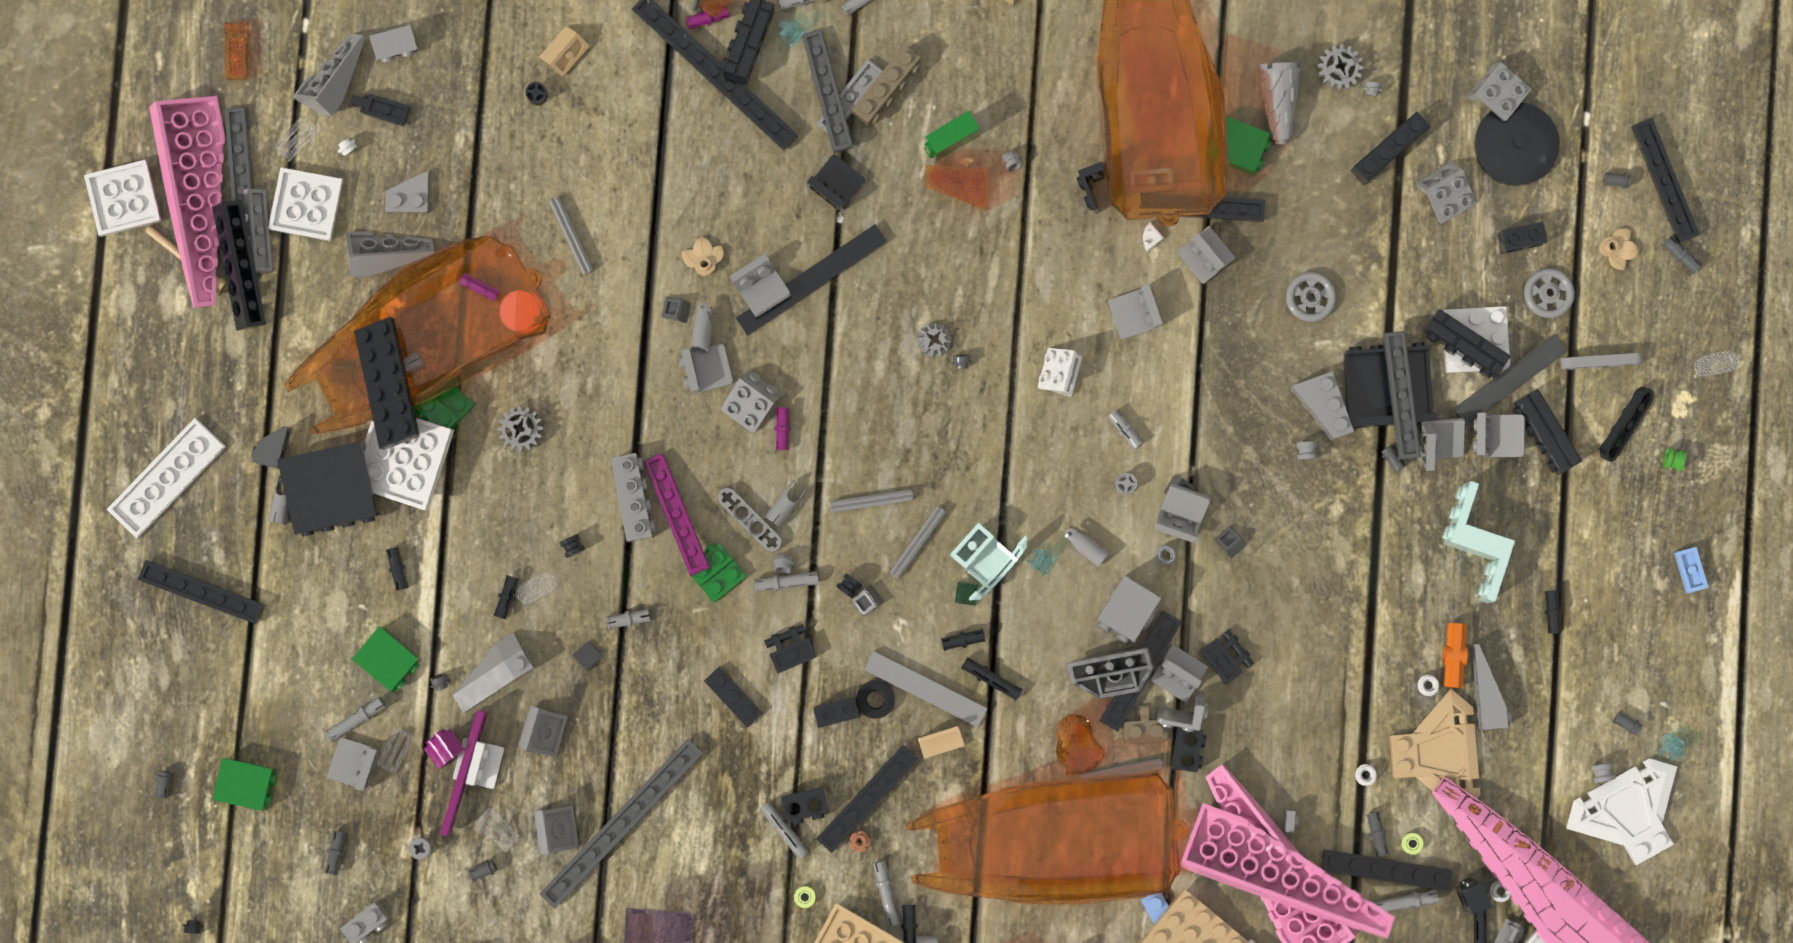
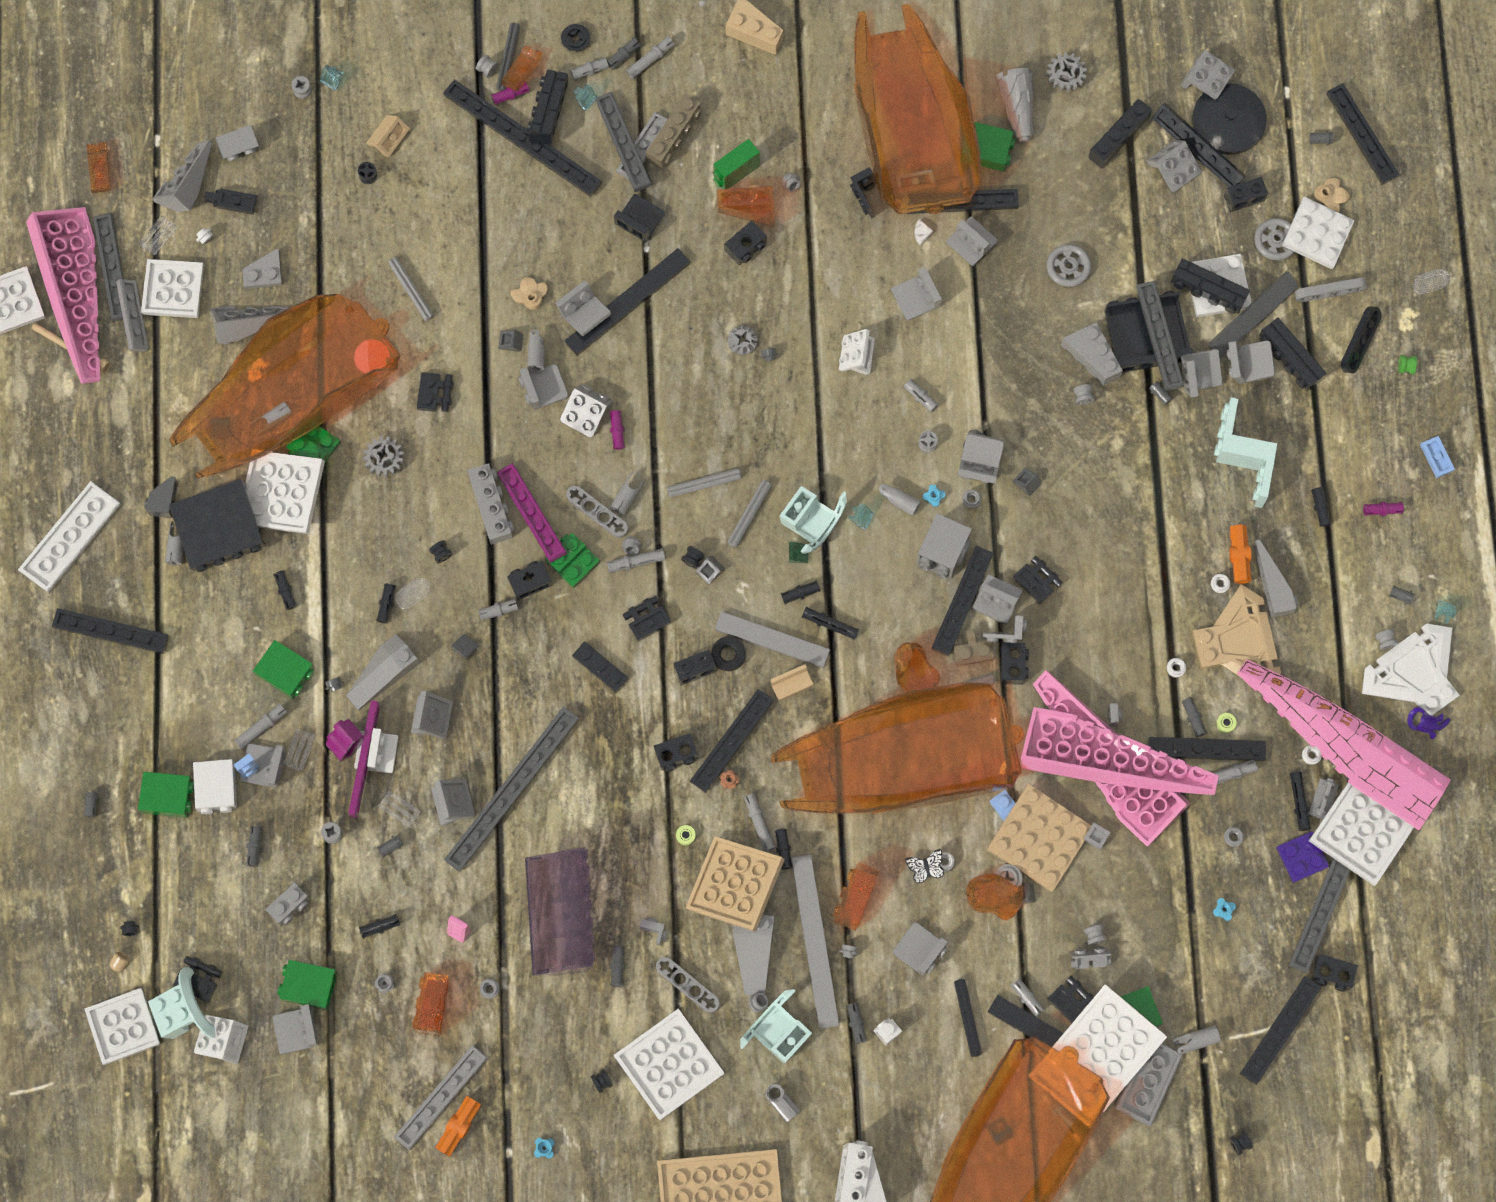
camera: 10 degrees left, 10 degrees down
(239, 265) = (118, 344): black brick -> none
(299, 781) = (215, 786): none -> white brick
(334, 768) = (246, 766): none -> light blue plate
(386, 383) = (260, 426): black plate -> none
(479, 287) = (334, 339): magenta axle -> none
(579, 357) = (429, 390): none -> black plate
(657, 599) = (521, 586): none -> black brick
(799, 850) = (643, 761): light grey pin -> none
(957, 217) = (749, 233): none -> black brick
(1112, 671) = (937, 602): dark grey wedge -> none
(1124, 540) = (933, 500): none -> medium azure plate
(1372, 88) = (1097, 86): light grey plate -> none
(1473, 896) = (1287, 758): black brick -> none
(1477, 174) = (1199, 146): none -> black plate
(1597, 292) = (1318, 232): none -> white plate
(1621, 622) = (1383, 508): none -> magenta pin
(1635, 872) = (1428, 722): none -> dark purple piece
(1682, 254) = (1386, 193): dark grey pin -> none

